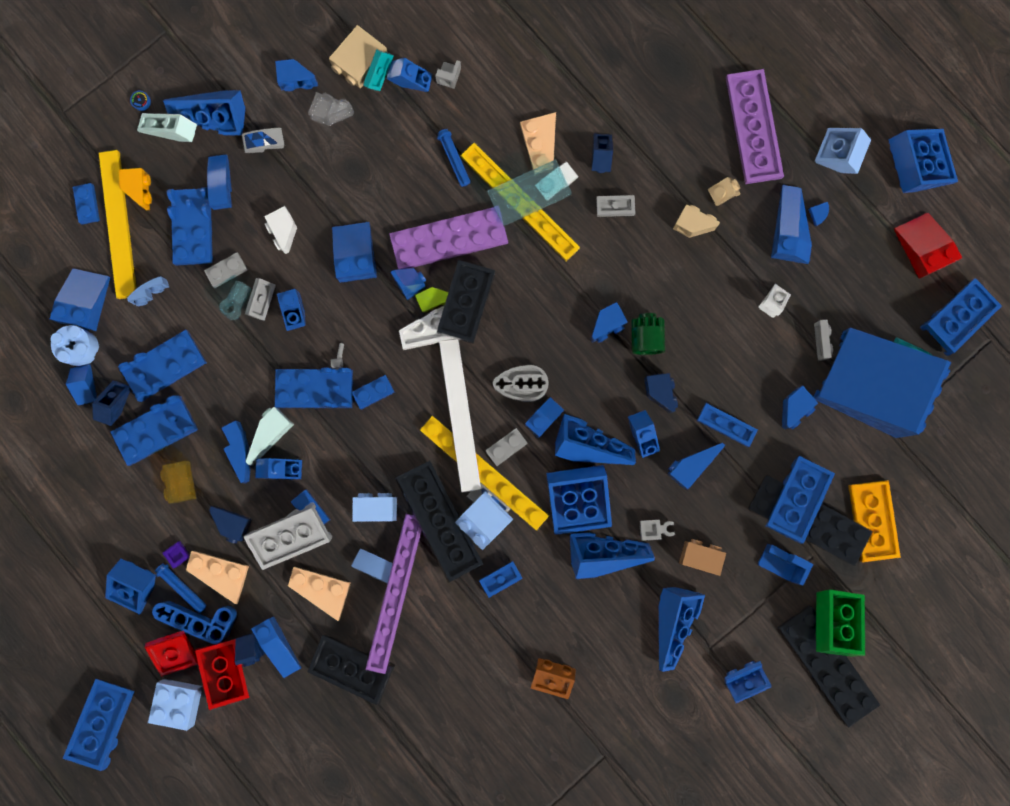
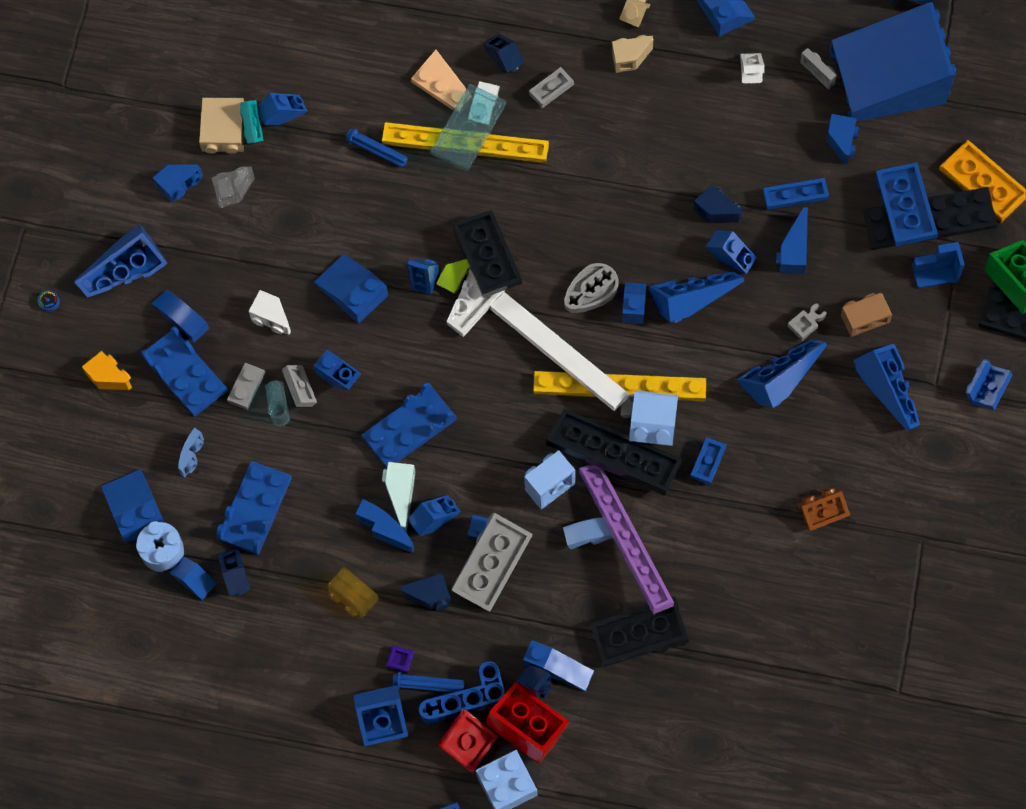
camera: 35 degrees left, 15 degrees down
(86, 203) = (69, 422): blue plate -> none
(117, 224) = (113, 419): yellow tile -> none
(154, 430) = (291, 568): blue hinge -> none
(167, 126) = (94, 302): light aqua slope -> none
(220, 574) = (453, 645): light nougat wing -> none
(262, 139) = (190, 253): slope -> none
(321, 590) = (559, 589): light nougat wing -> none
(338, 363) = (413, 388): light grey hand -> none
(373, 392) = (465, 391): blue plate -> none
(448, 74) = (315, 84): light grey panel -> none
(448, 238) = (426, 217): medium lavender plate -> none
(506, 447) = (621, 350): light grey plate -> none
(579, 499) = (721, 345): blue slope -> none
(609, 320) = (623, 183): blue slope -> none
(648, 334) = (667, 168): dark green gear -> none

